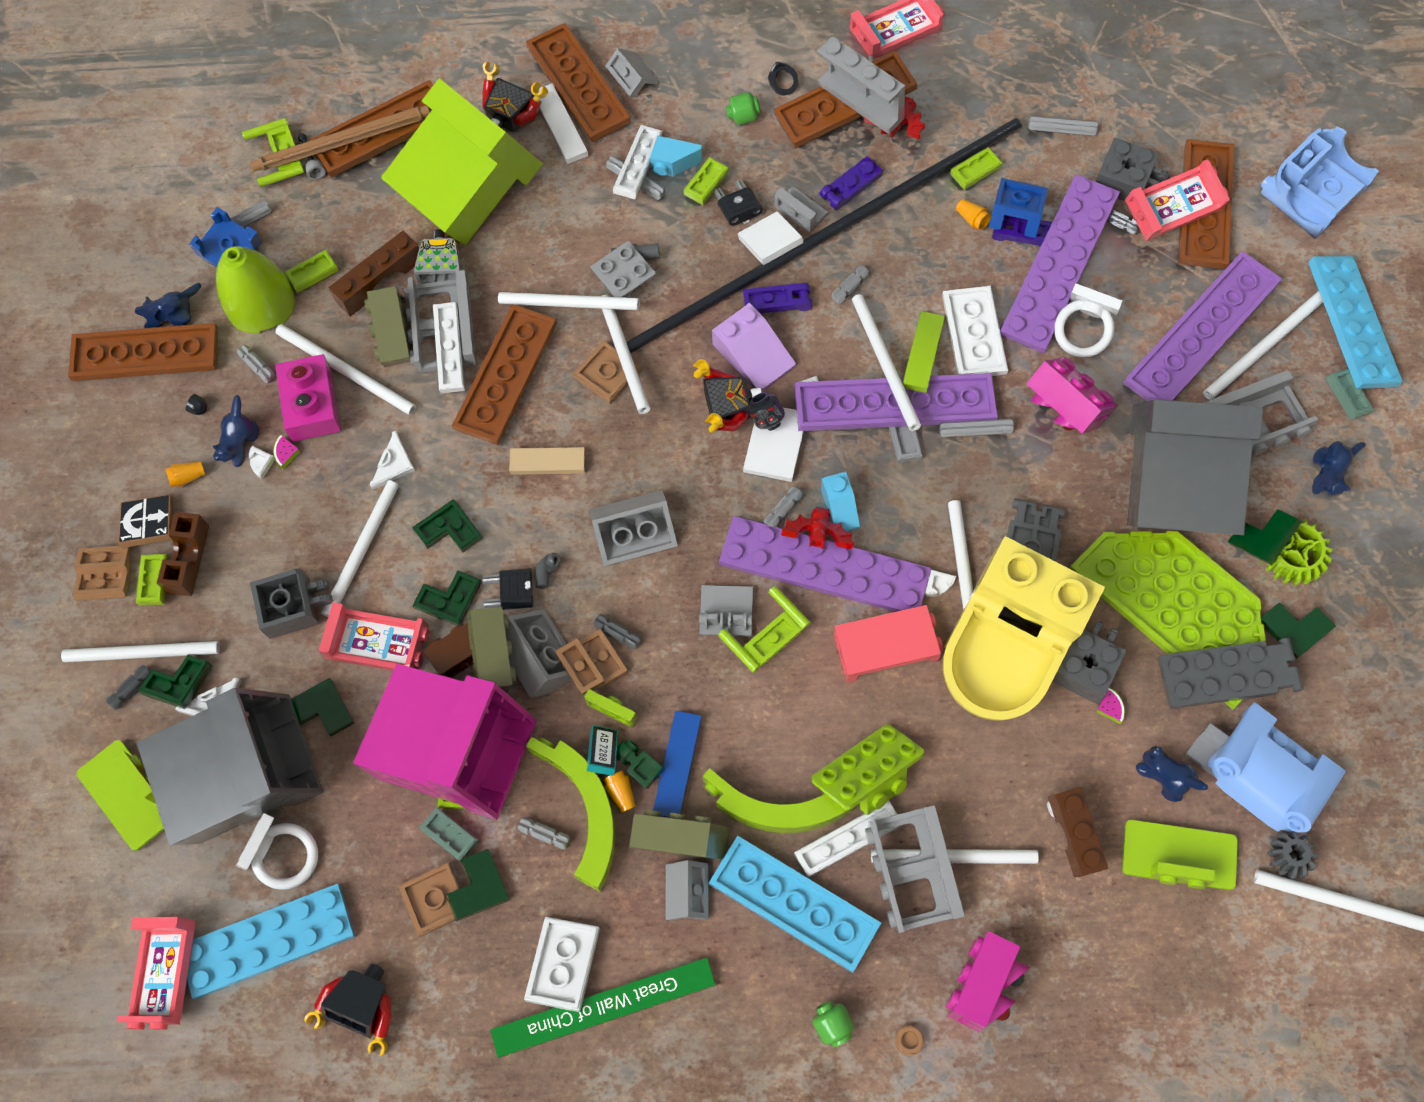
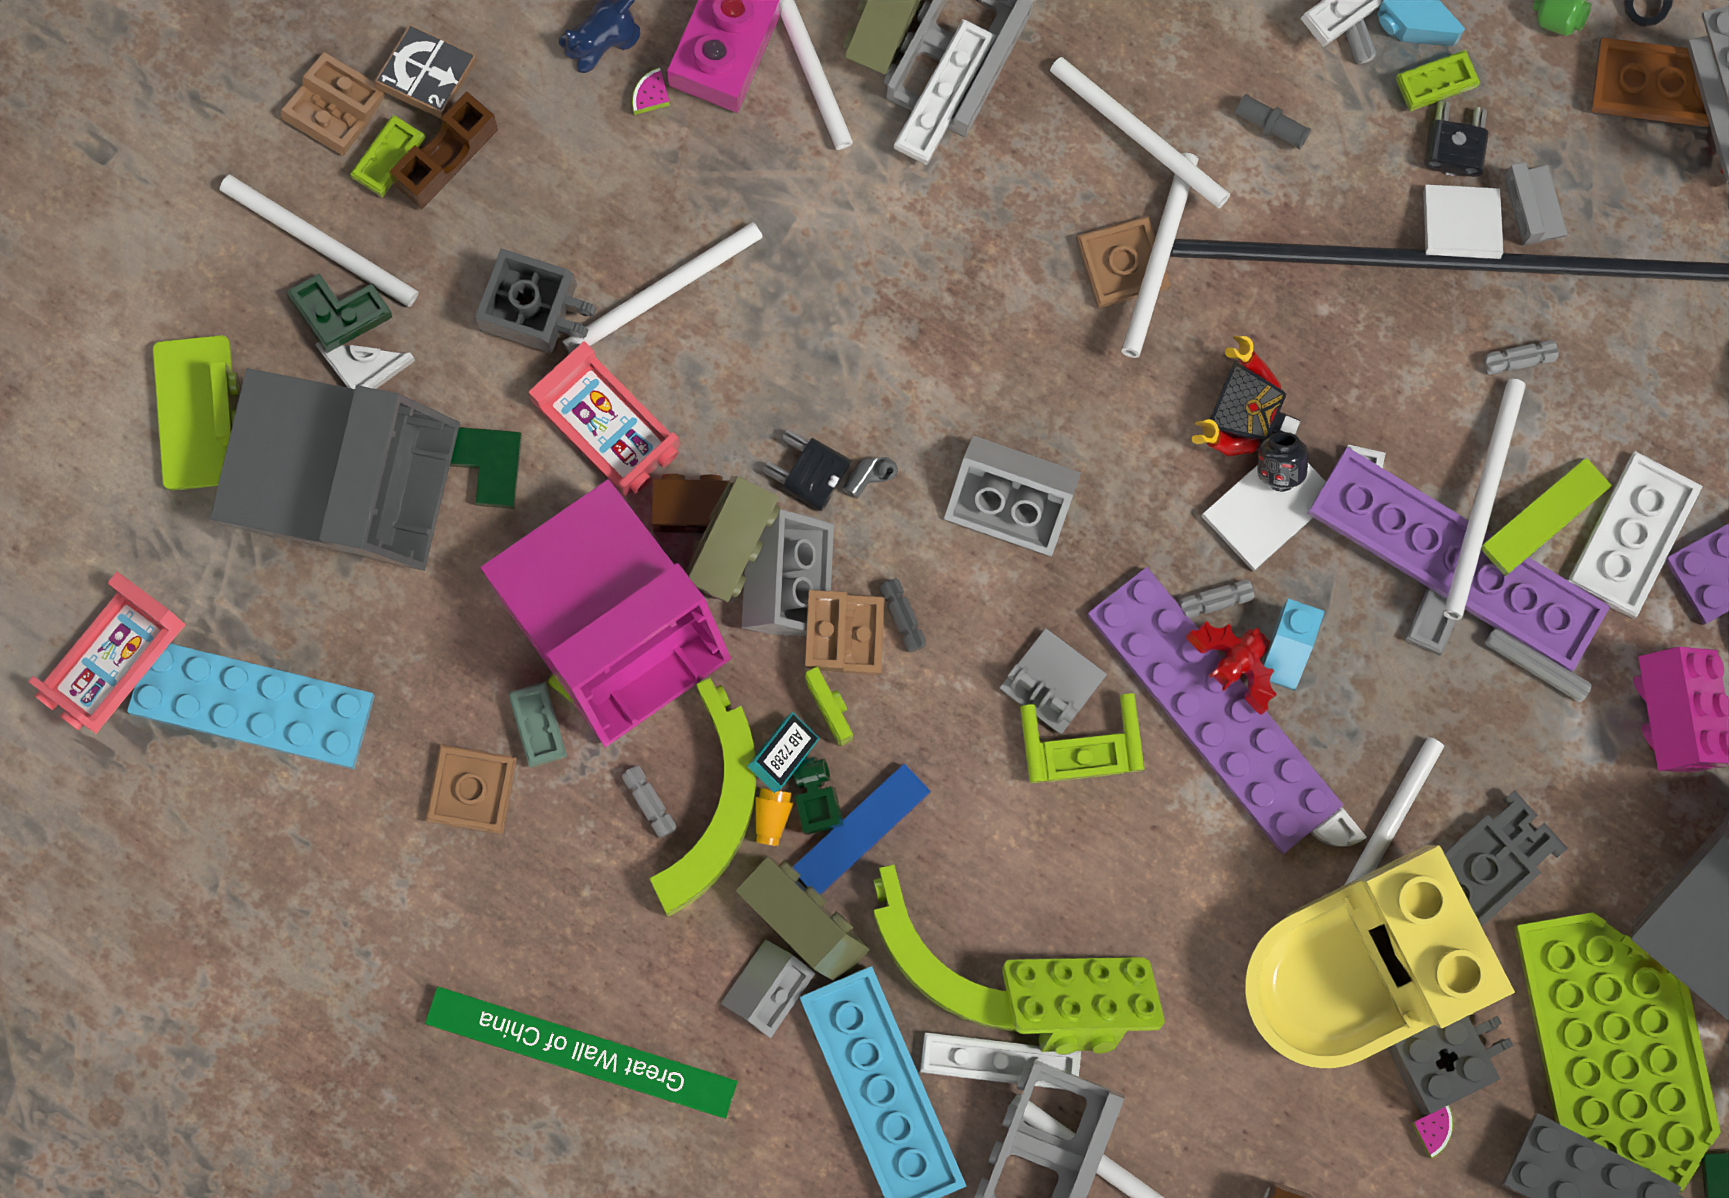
camera: 25 degrees right, 10 degrees up
(128, 687) = (277, 277): dark grey axle -> none
(183, 473) = (510, 38): light orange cone -> none
(259, 844) = (314, 583): white tile -> none
(260, 461) = (612, 85): white tile -> none
(357, 1004) = (307, 852): black torso -> none
(392, 464) = (774, 202): white tile -> none
(448, 521) = (793, 327): dark green tile -> none
(449, 605) = (725, 439): dark green tile -> none
(485, 887) = (538, 820): dark green tile -> none
(504, 374) = (992, 177): dark orange plate -> none
(547, 461) = (967, 331): tan tile -> none
(562, 964) = (567, 970): white tile -> none
(623, 270) = (1237, 138): light grey hinge -> none
(752, 348) = (1330, 361): lavender slope -> none
(779, 298) = (1411, 312): dark purple plate -> none
(851, 183) = (1629, 214): dark purple plate -> none
(887, 641) = (1220, 861): coral panel -> none

